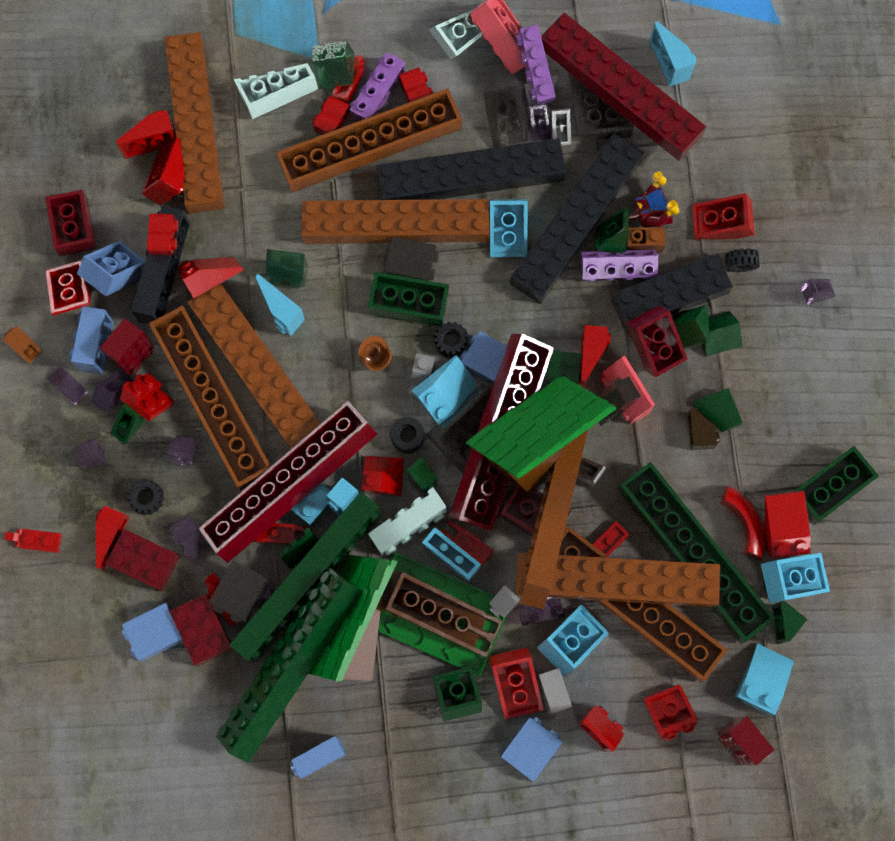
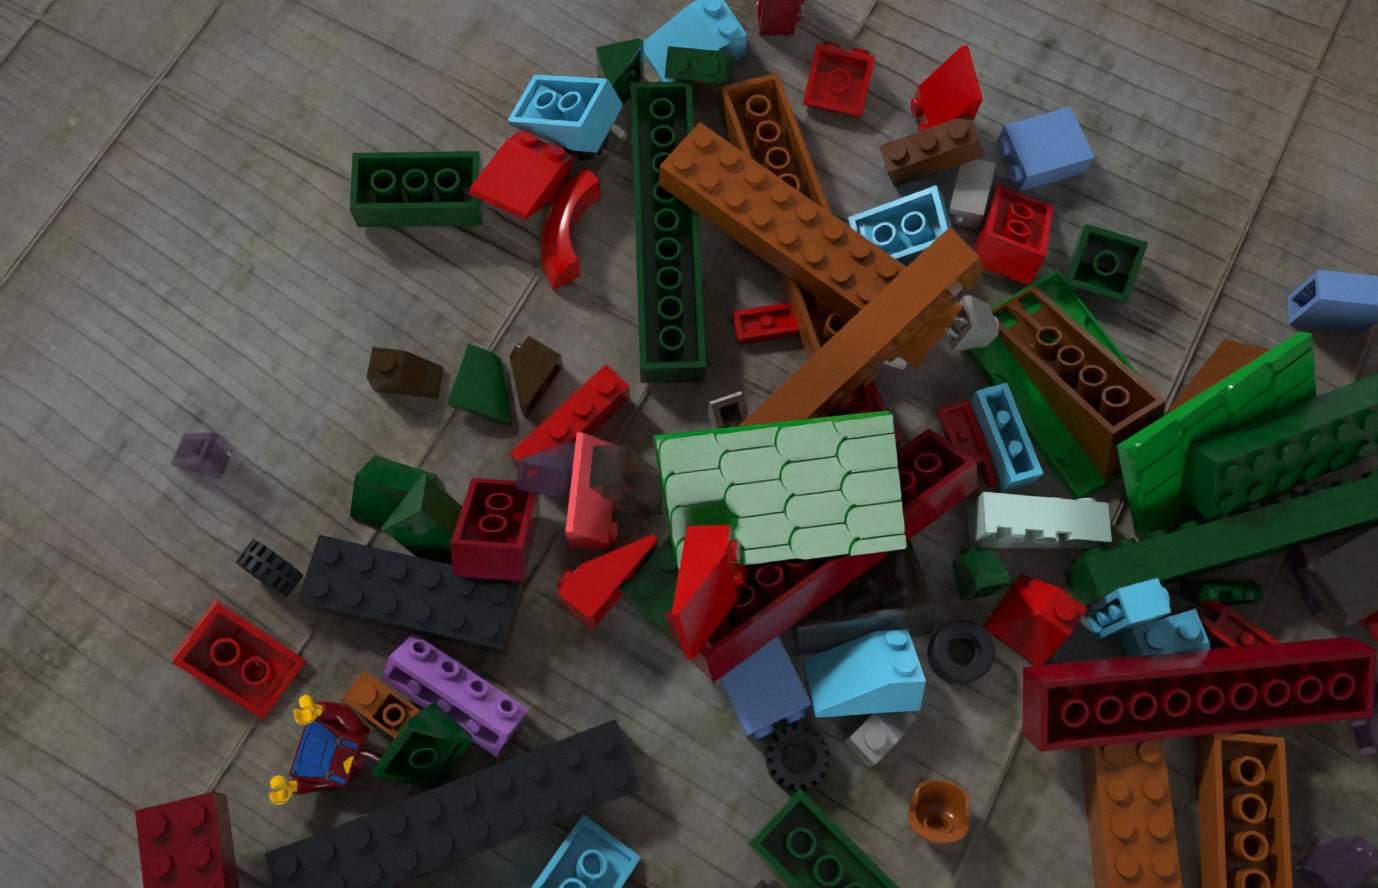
camera: 150 degrees left, 5 degrees down
(543, 362) = (706, 584): none -> red slope
(590, 694) = (931, 150): none -> reddish brown brick
(655, 381) = (547, 471): none -> clear purple slope
(663, 418) = (580, 413): none -> red brick
(747, 656) = (699, 66): none -> dark green brick
(760, 390) = (403, 373): none -> dark brown slope

